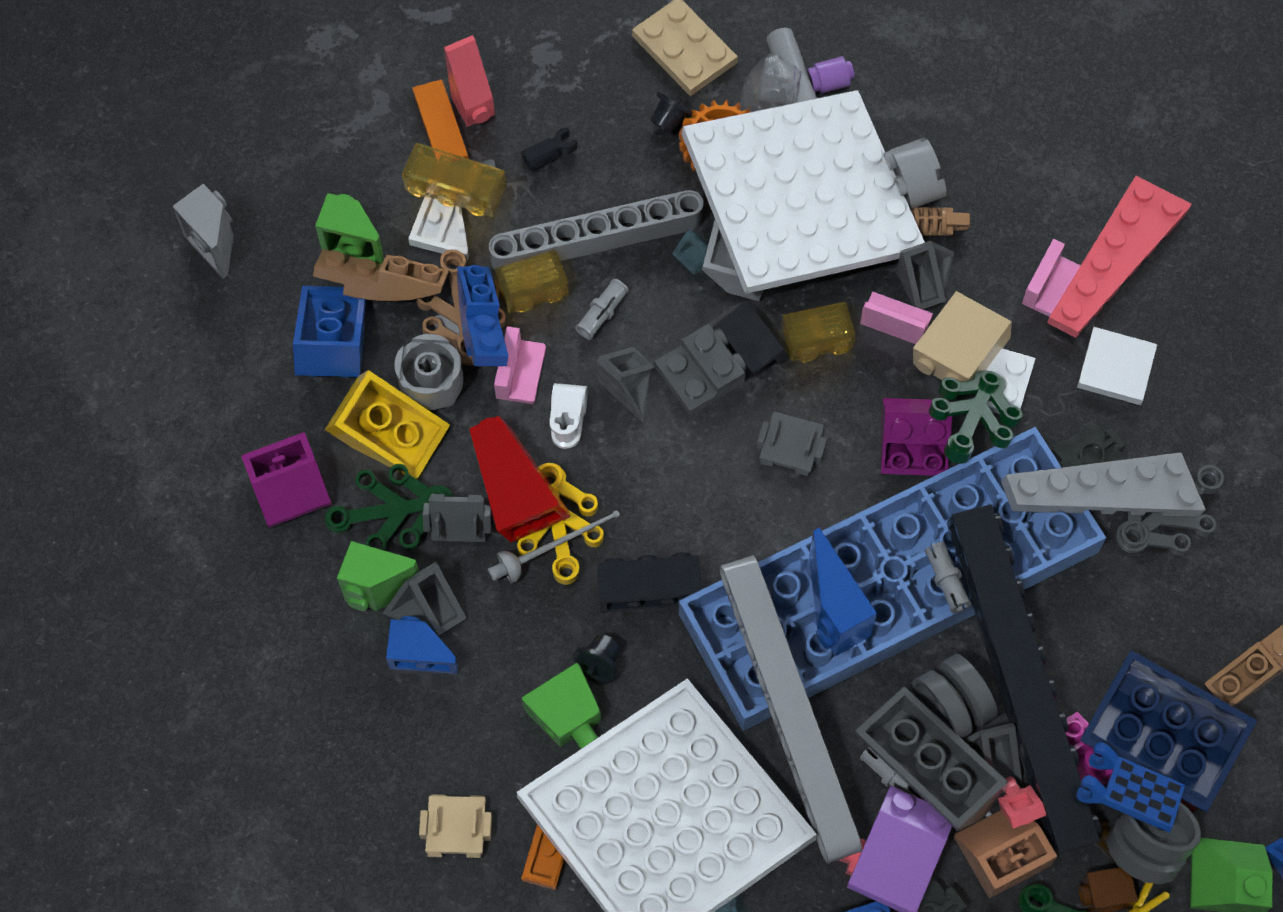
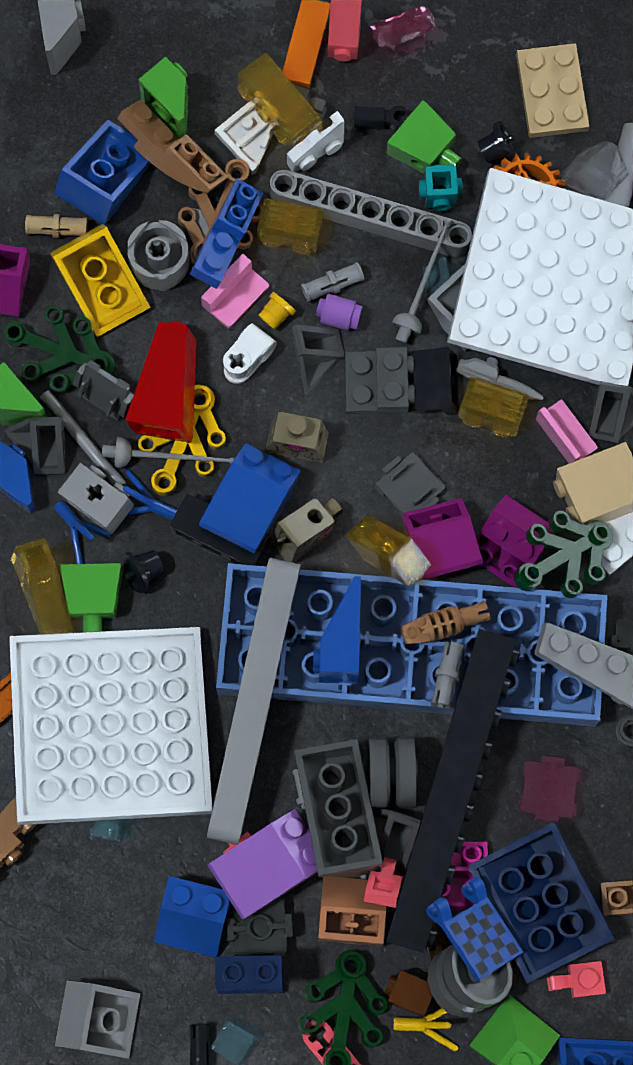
camera: 30 degrees right, 10 degrees up
(314, 403) = (56, 225): none -> tan pin
(474, 581) = (82, 438): none -> light grey bar
(506, 655) = (77, 524): none -> blue plant
(511, 198) = (317, 144): none -> white wing
(515, 729) = (42, 587): none -> clear yellow slope
(520, 63) = (403, 27): none -> clear pink piece
(527, 629) = (79, 493): none -> light grey brick
(568, 361) = (276, 311): none -> yellow piece
(570, 597) = (146, 498): none -> blue plant
(604, 146) = (423, 140): none -> bright green torso
(626, 330) = (339, 312): none -> medium lavender brick
(645, 173) = (440, 187): none -> teal brick
(659, 532) = (250, 498): none -> blue slope
(660, 457) = (297, 437): none -> dark tan torso
(694, 303) = (408, 321): none -> light grey sword
(725, 531) = (305, 528): none -> dark tan torso
(794, 302) = (489, 372): none -> light grey piece
(817, 501) = (388, 550): none -> clear yellow brick
(854, 467) = (444, 537): none -> magenta slope
(912, 534) = (443, 623): none -> medium nougat hinge
(1100, 629) = (549, 789): none -> clear pink piece
(1246, 782) = (583, 979): none -> coral plate

